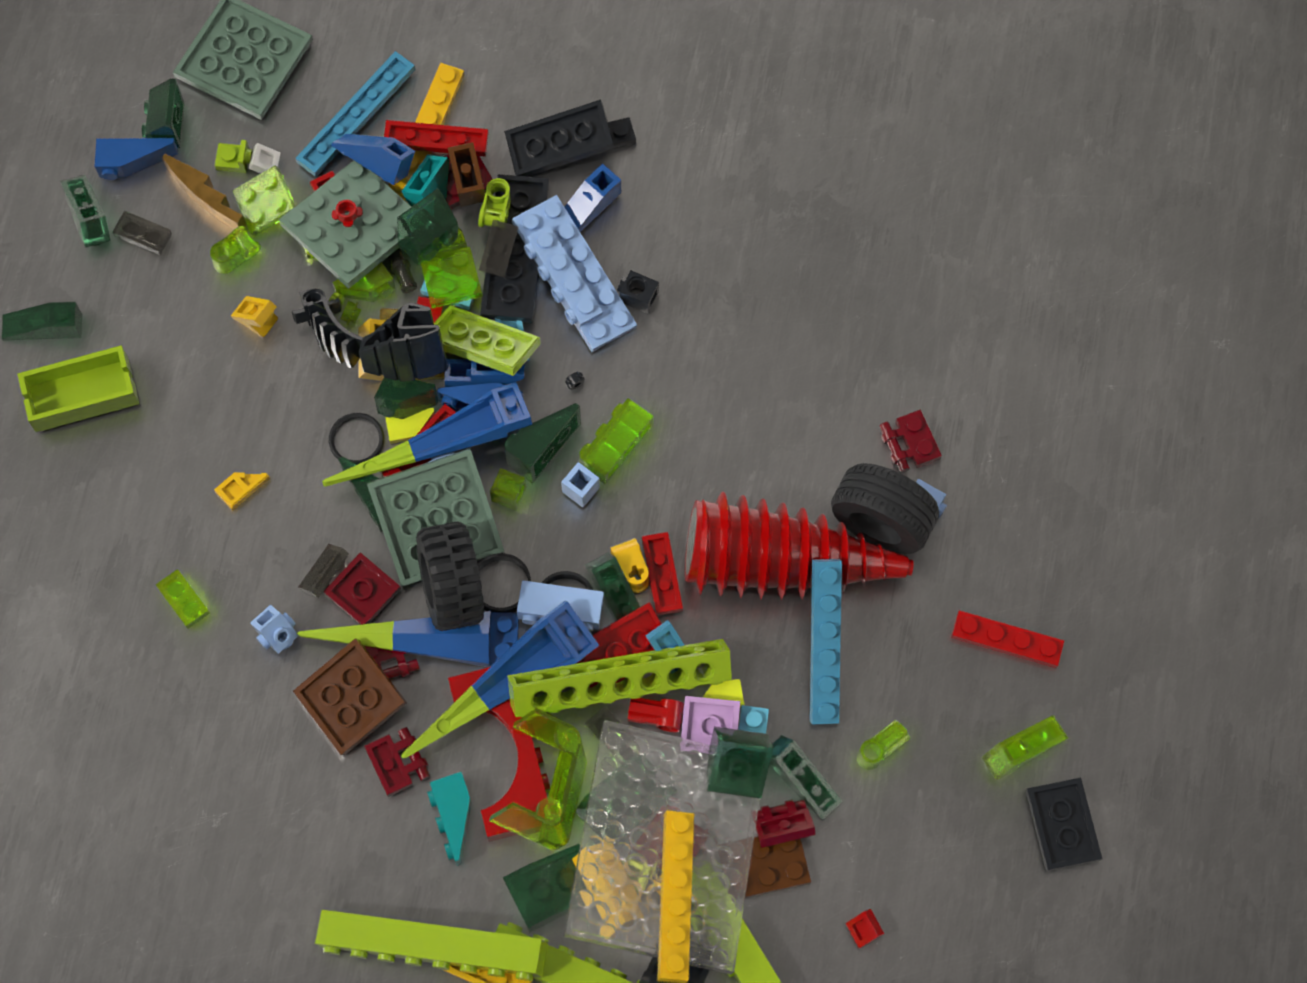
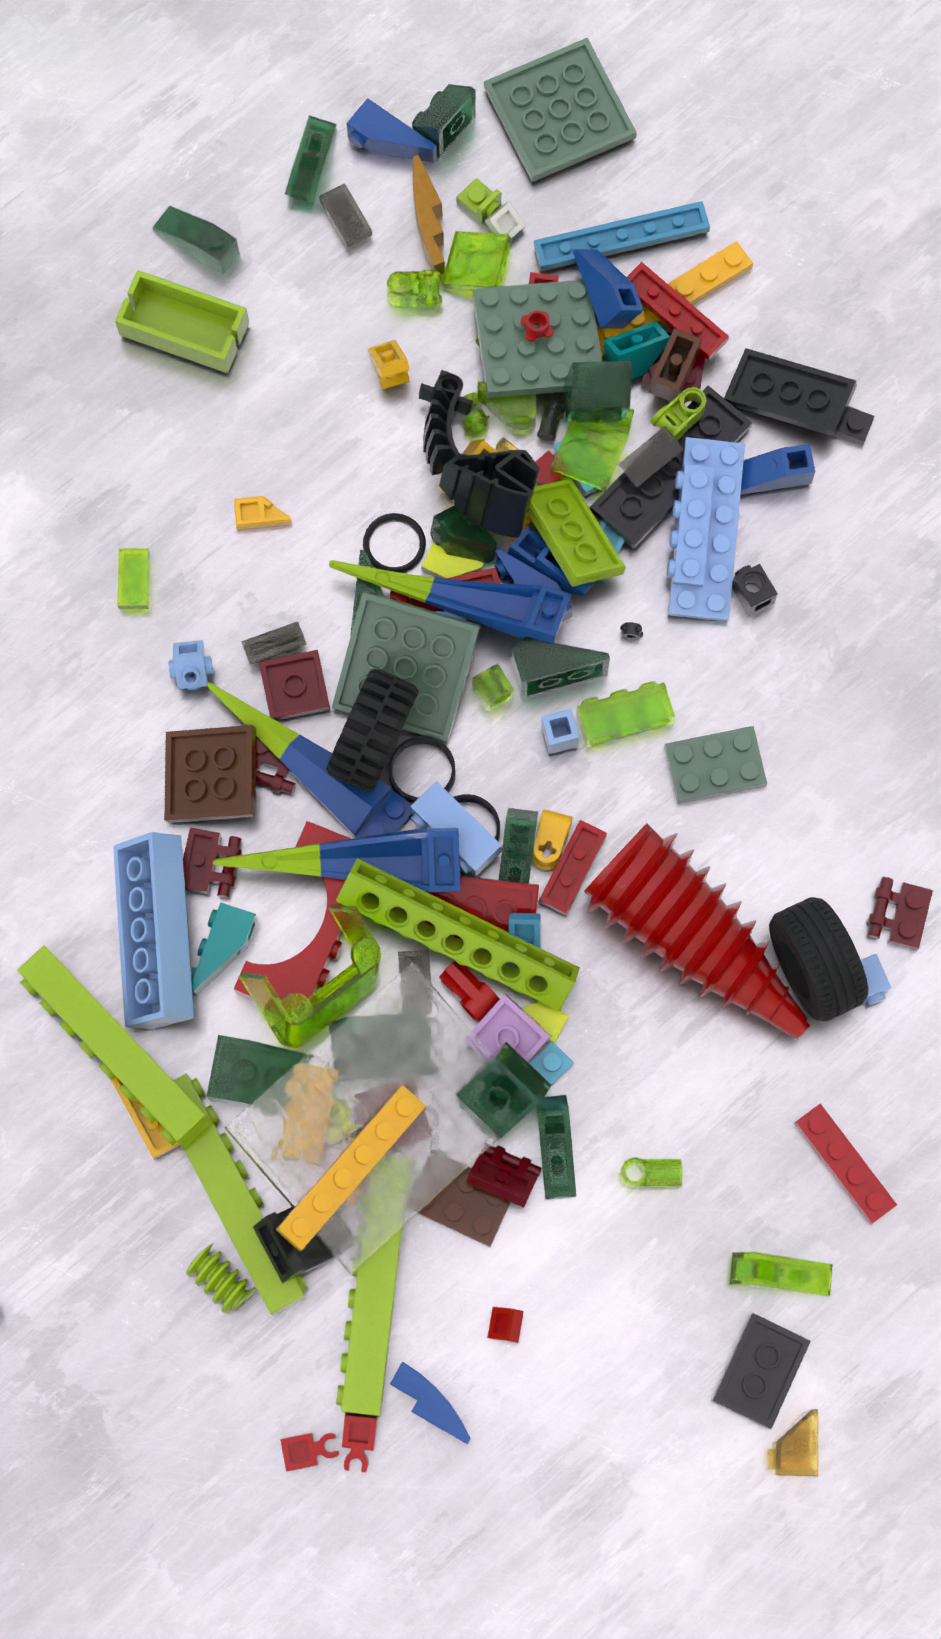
camera: 40 degrees right, 5 degrees up
(396, 839) = (153, 931): none -> light blue brick
(705, 431) = (715, 764): none -> sand green plate
(825, 641) = (668, 1039): dark azure plate -> none
(1130, 856) = (796, 1448): none -> clear yellow slope

